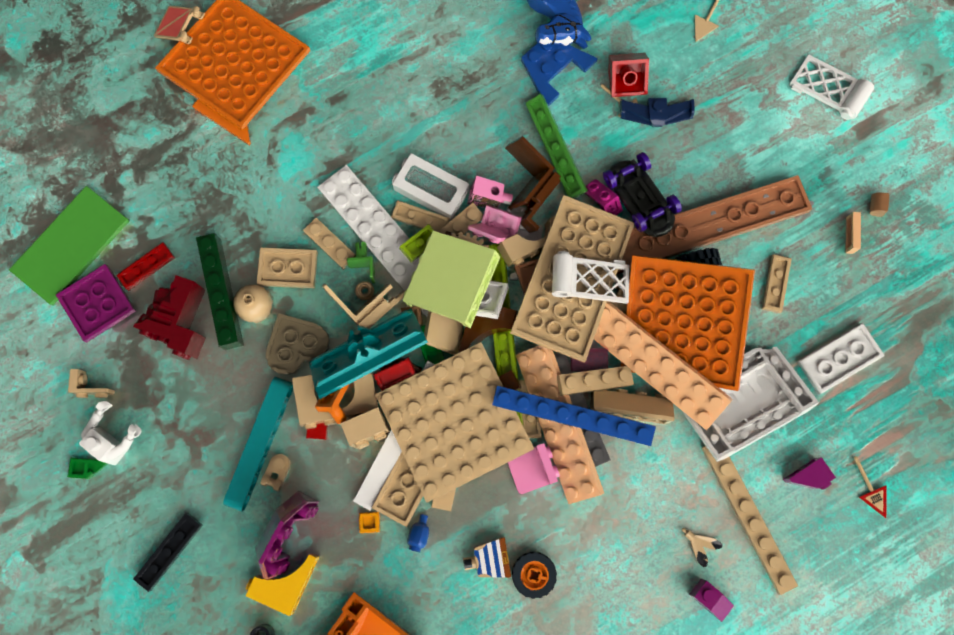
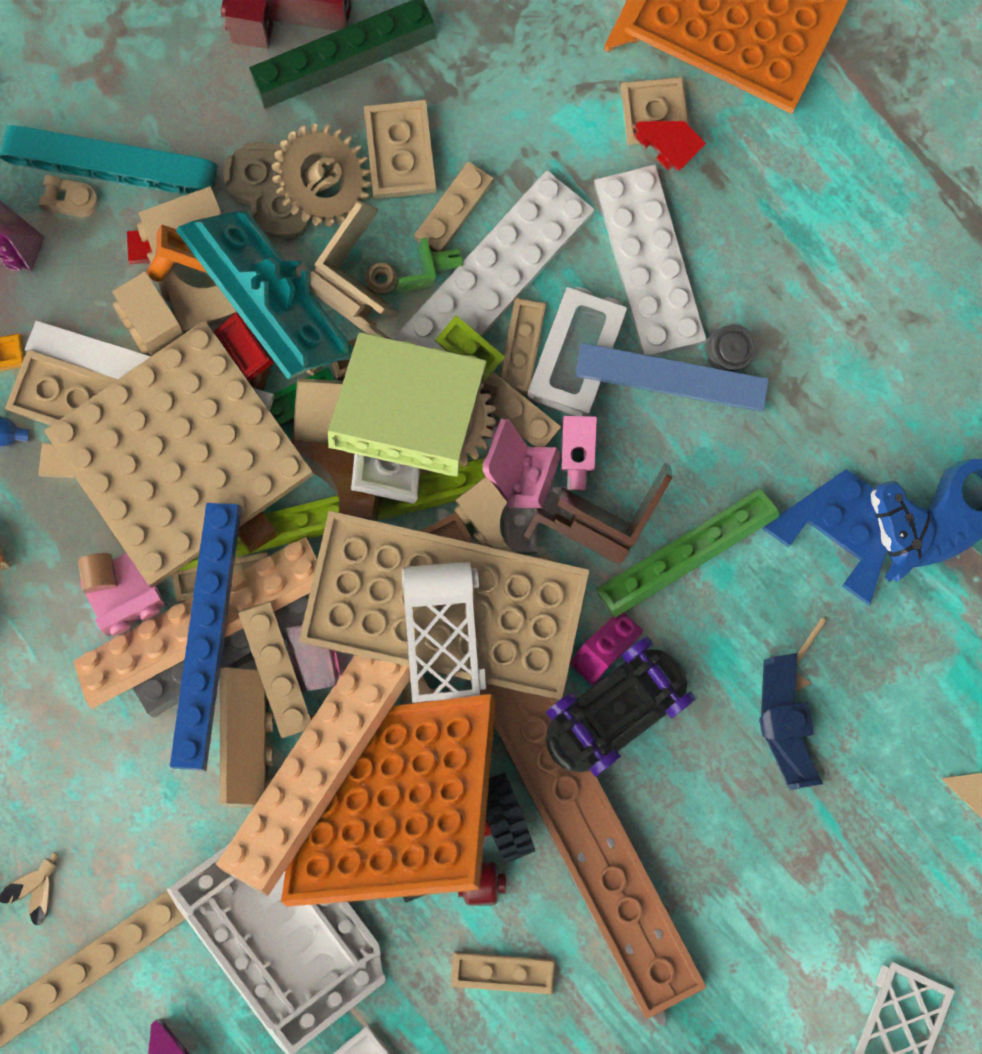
camera: 80 degrees right, 0 degrees up
(252, 303) = (333, 102): tan cylinder -> none
(293, 123) = (652, 102): none -> tan tile
(295, 307) = (342, 165): none -> tan gear
(316, 112) = (671, 140): none -> red slope
(382, 140) = (649, 261): none -> white plate
(443, 104) = (730, 348): none -> dark grey wheel
(455, 137) = (671, 377): none -> medium blue tile
(519, 481) = (97, 572): none -> medium nougat brick
(628, 74) = (848, 660): red slope -> none

